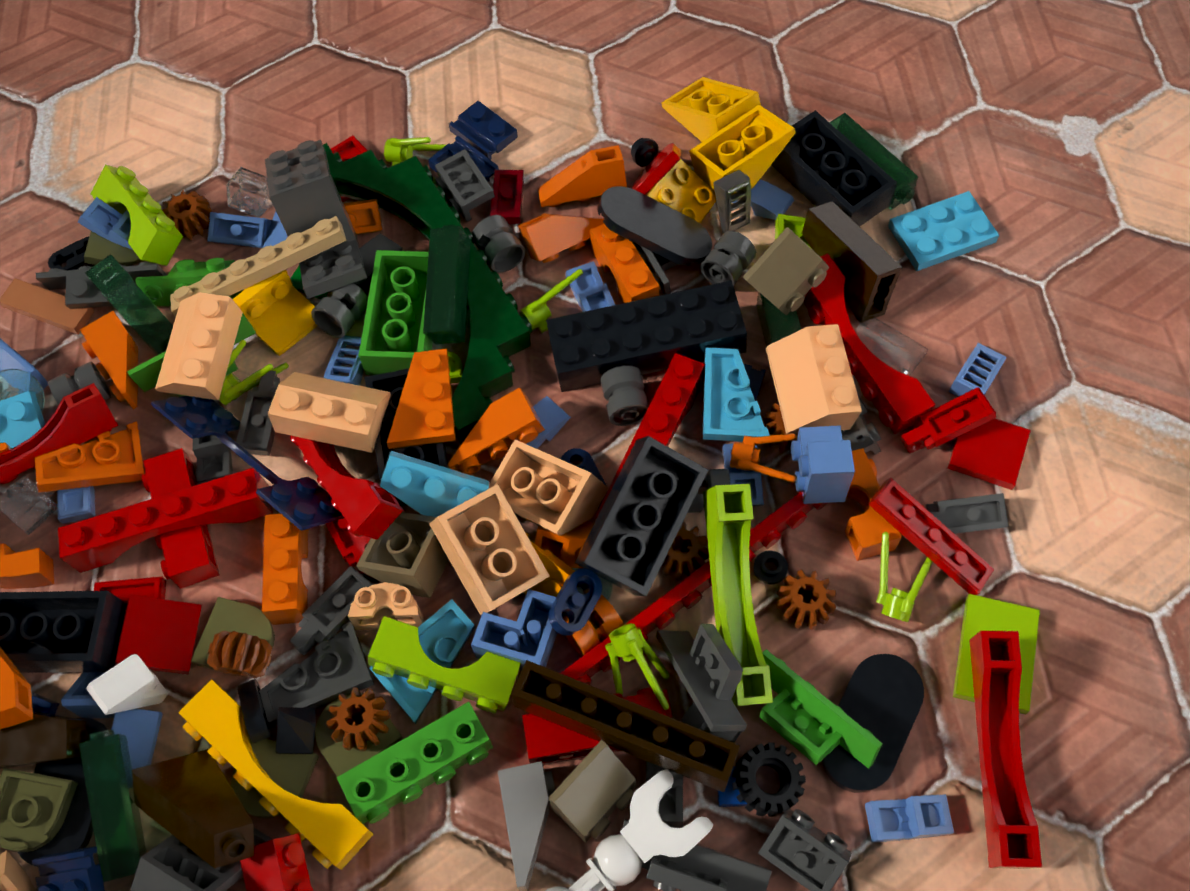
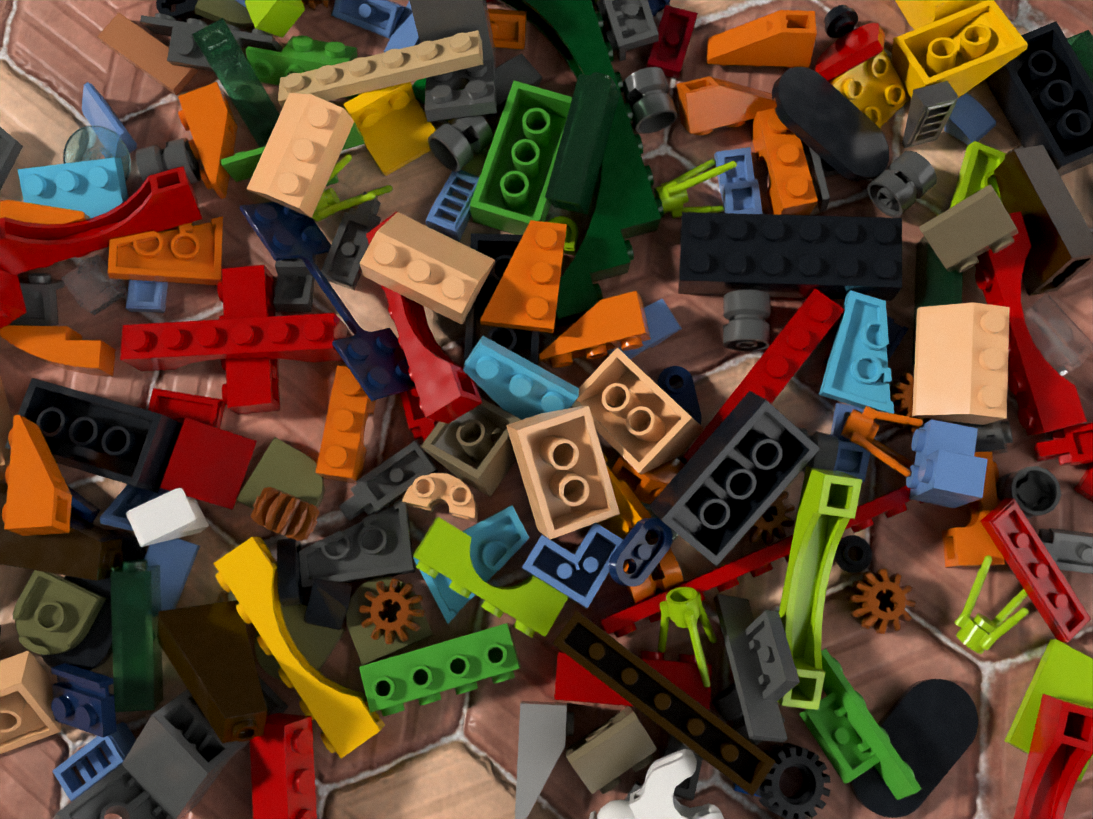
camera: 15 degrees right, 15 degrees up
(908, 469) = (1032, 488): none -> dark grey wheel

